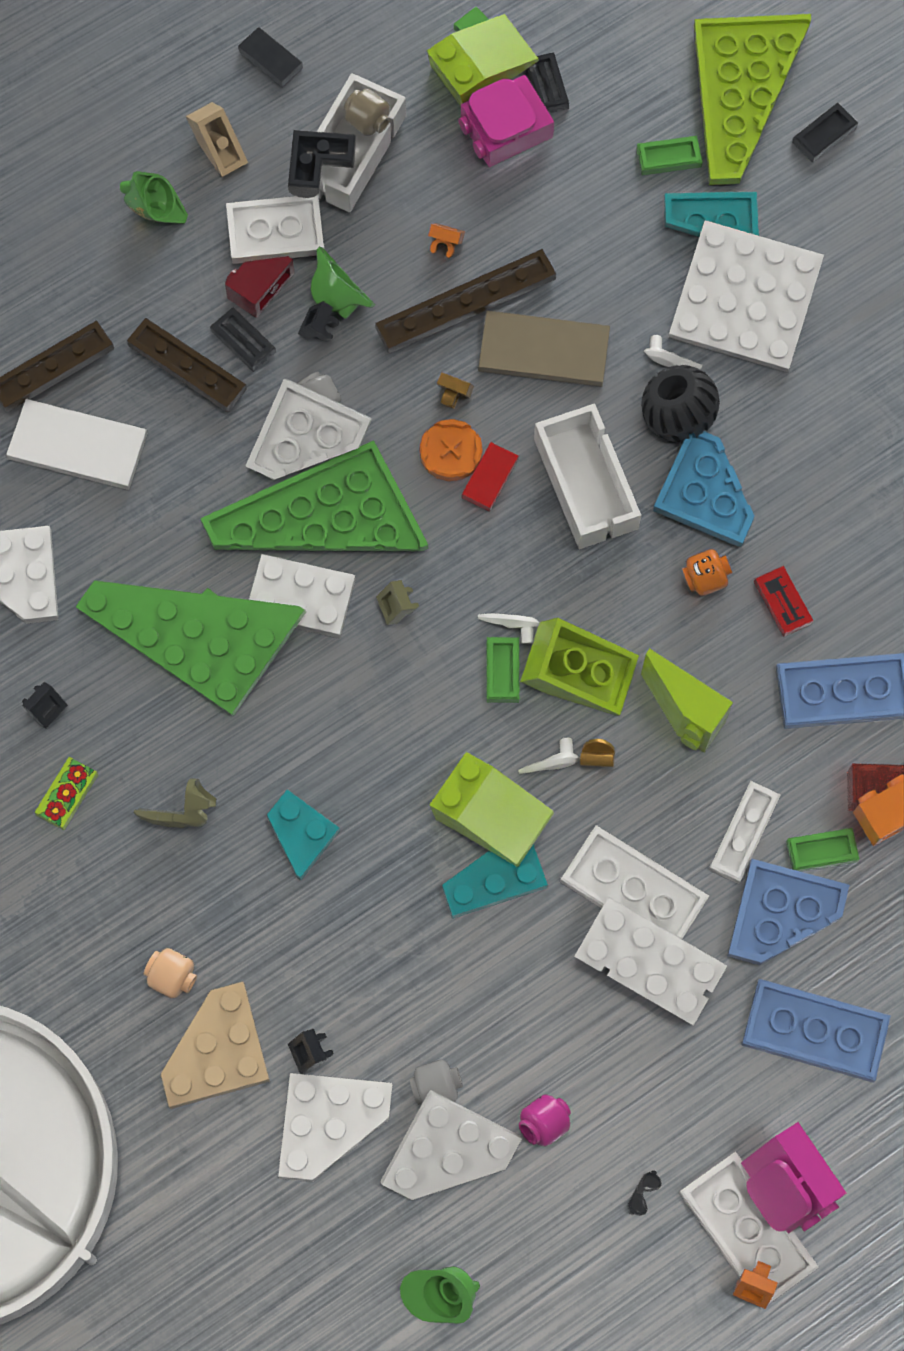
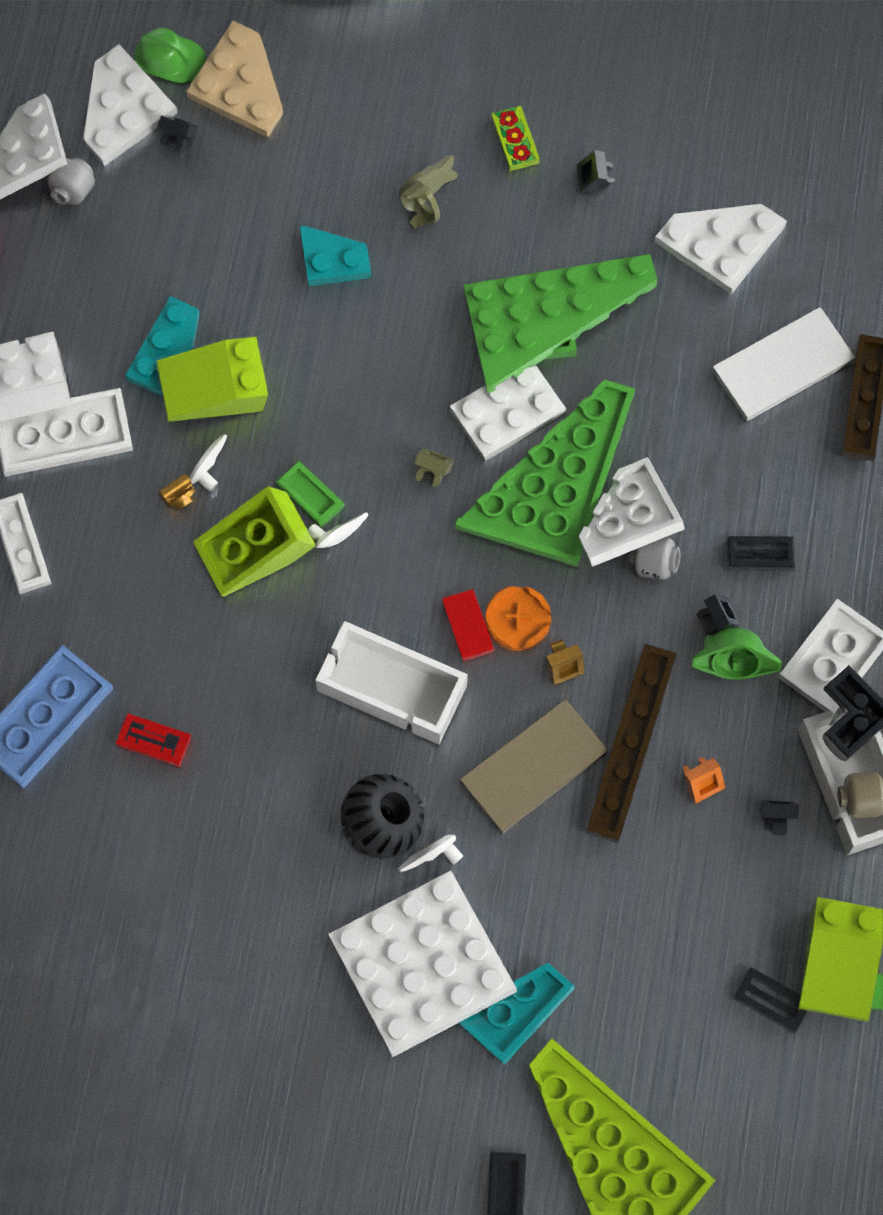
camera: 135 degrees right, 0 degrees up
(170, 973) = (319, 93): light nougat head -> none
(186, 365) = (775, 490): dark brown plate -> none
(247, 1129) = (169, 56): none -> bright green piece
(258, 283) = (796, 598): dark red slope -> none
(420, 172) = (779, 813): none -> black tile
(505, 119) = (765, 925): dark pink brick -> none
(669, 155) = (609, 1035): bright green tile -> none
(688, 704) = (146, 579): lime slope -> none
(706, 491) = (293, 767): dark azure plate -> none
(707, 572) = (230, 700): orange head -> none

